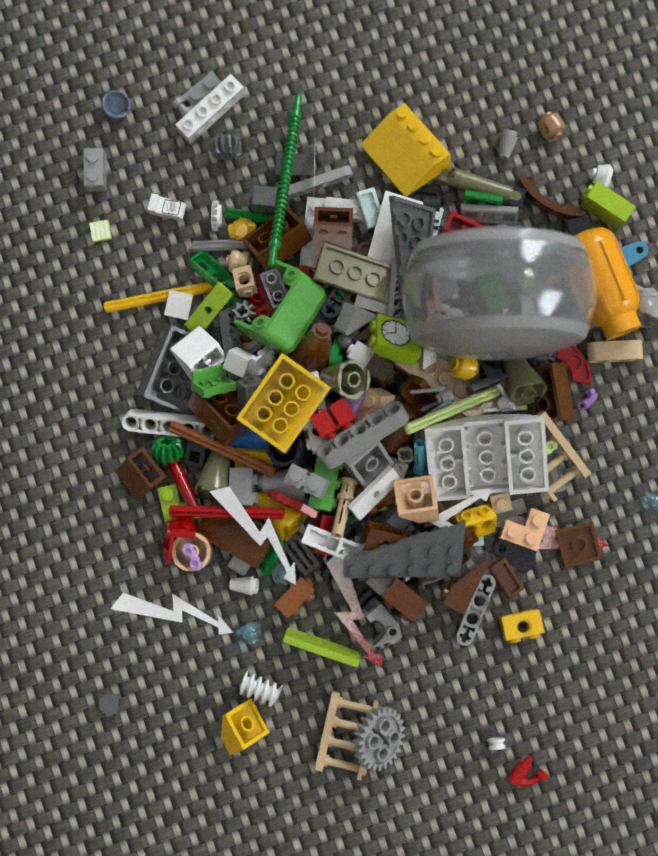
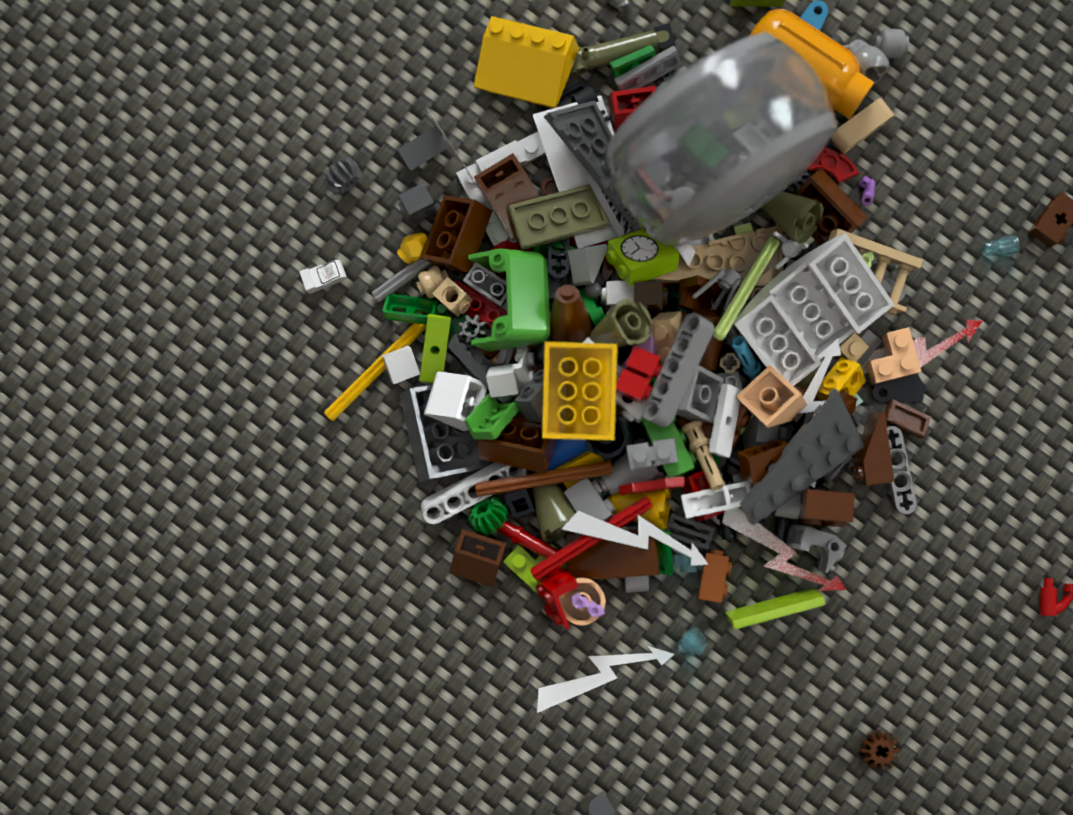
camera: 30 degrees left, 0 degrees up
(95, 169) = (225, 285): light grey brick -> none
(100, 231) = (272, 343): yellowish green tile -> none
(116, 104) = (202, 206): sand blue hair -> none
(196, 93) = (278, 143): light grey plate -> none
(210, 109) = (300, 148): white brick -> none
(216, 215) = (379, 251): white gear -> none
(242, 727) = (749, 741): yellow slope -> none
(245, 585) = (655, 599): white cone -> none
(259, 218) = (417, 227): green axle -> none
(260, 689) = (741, 691): white piece -> none
(281, 203) = (396, 111): green hose -> none
(321, 181) = (461, 146): light grey beam -> none
(328, 740) = (841, 696): tan fence -> none
(337, 792) = (888, 751): none -> reddish brown gear
(369, 206) = (526, 142): light aqua plate -> none
(370, 746) = (891, 660): light grey gear -> none
(464, 368) = (728, 239): yellow head -> none
(489, 378) = (757, 233): black slope -> none
(496, 743) = (1007, 587): white bush -> none
(531, 618) = (940, 459): yellow brick -> none
(546, 204) = (726, 18): reddish brown slope -> none
(577, 225) = (742, 26): black brick -> none
(578, 544) = (954, 339): reddish brown plate -> none

